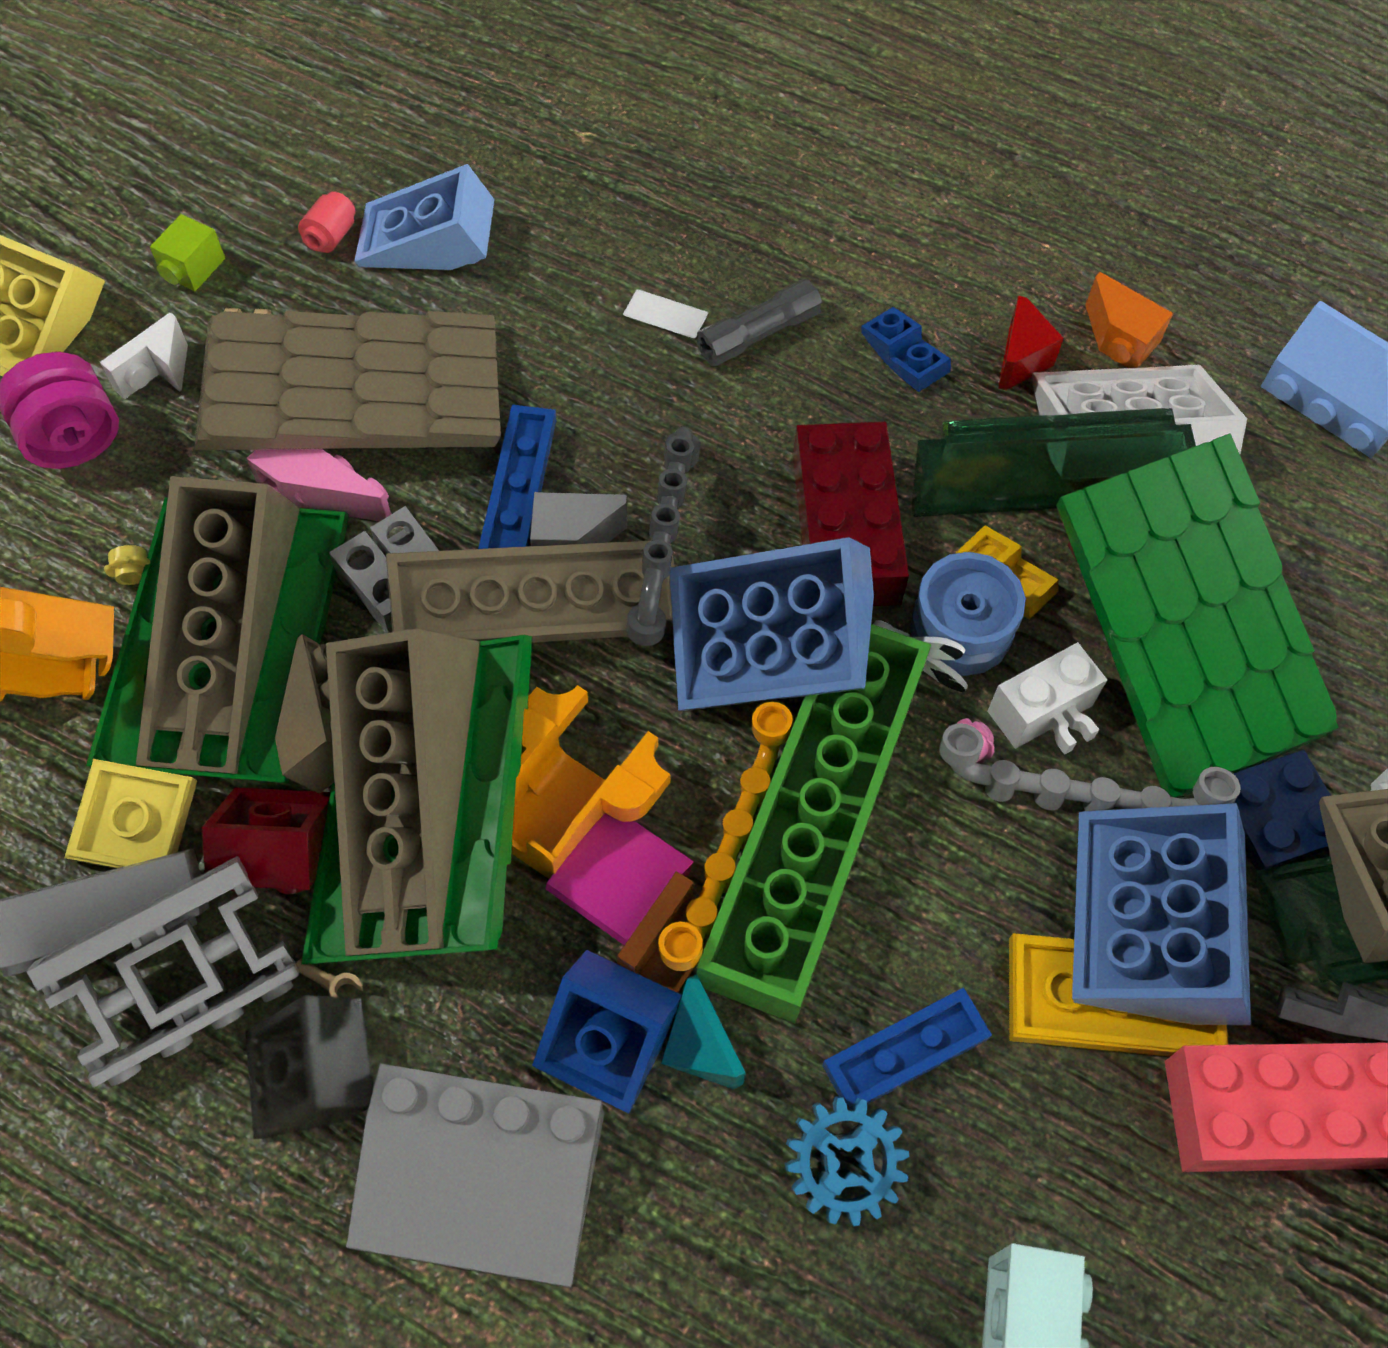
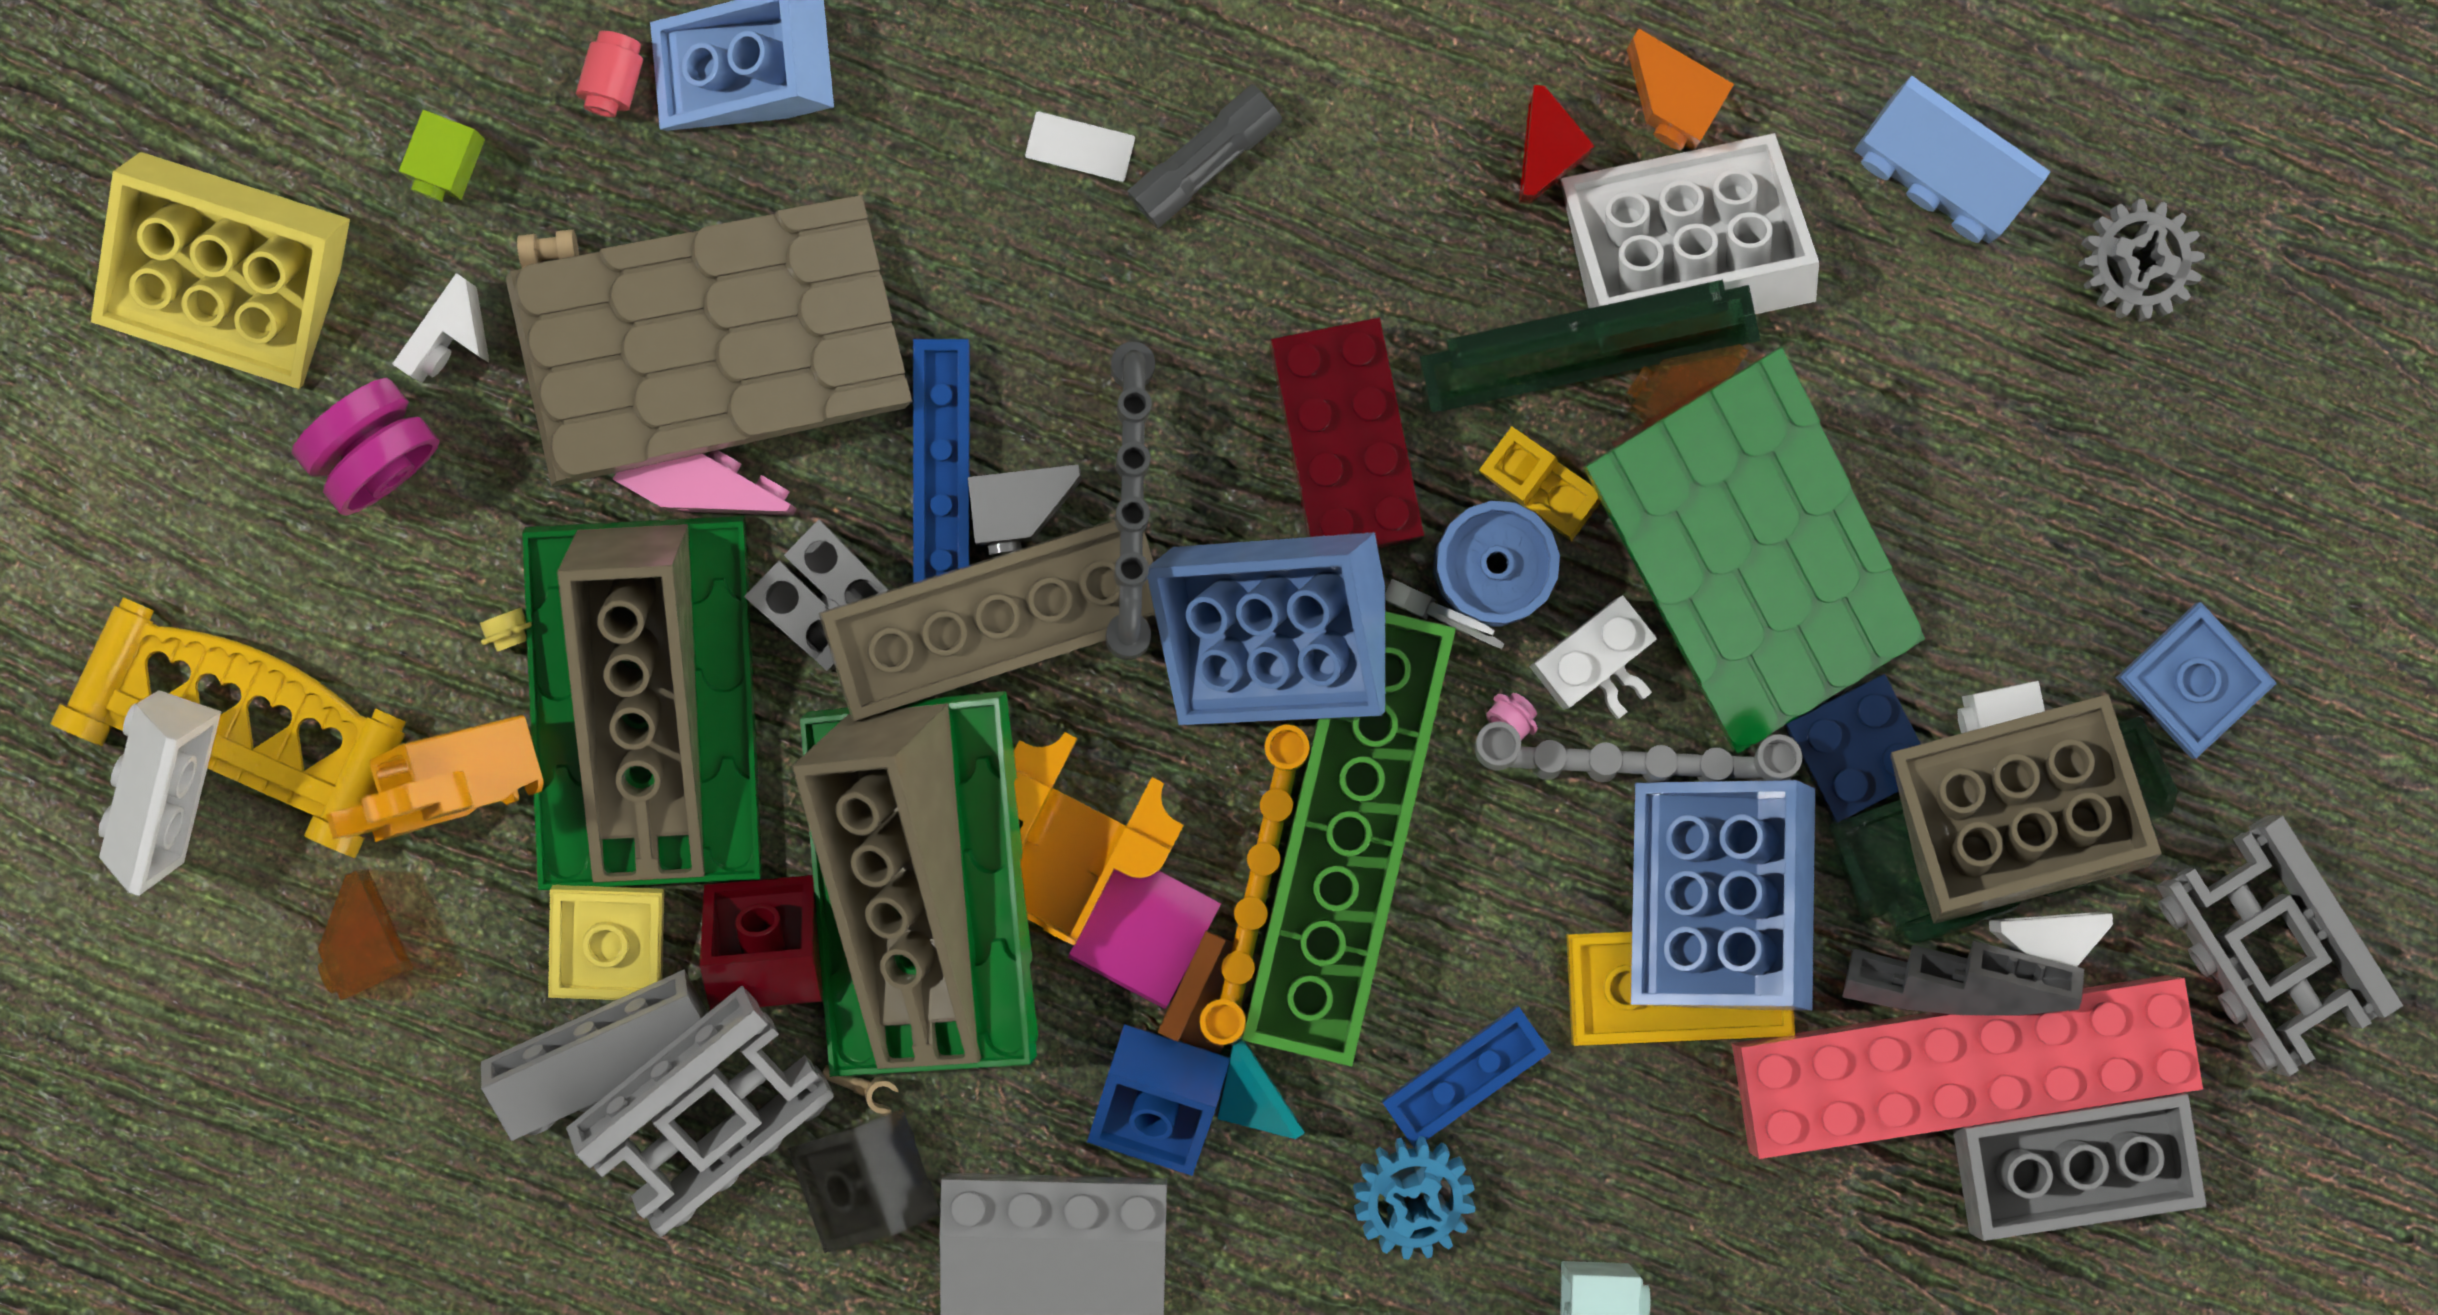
camera: 10 degrees left, 25 degrees up
(305, 720) = (769, 797): dark tan slope -> none
(901, 347) = (1396, 165): blue slope -> none

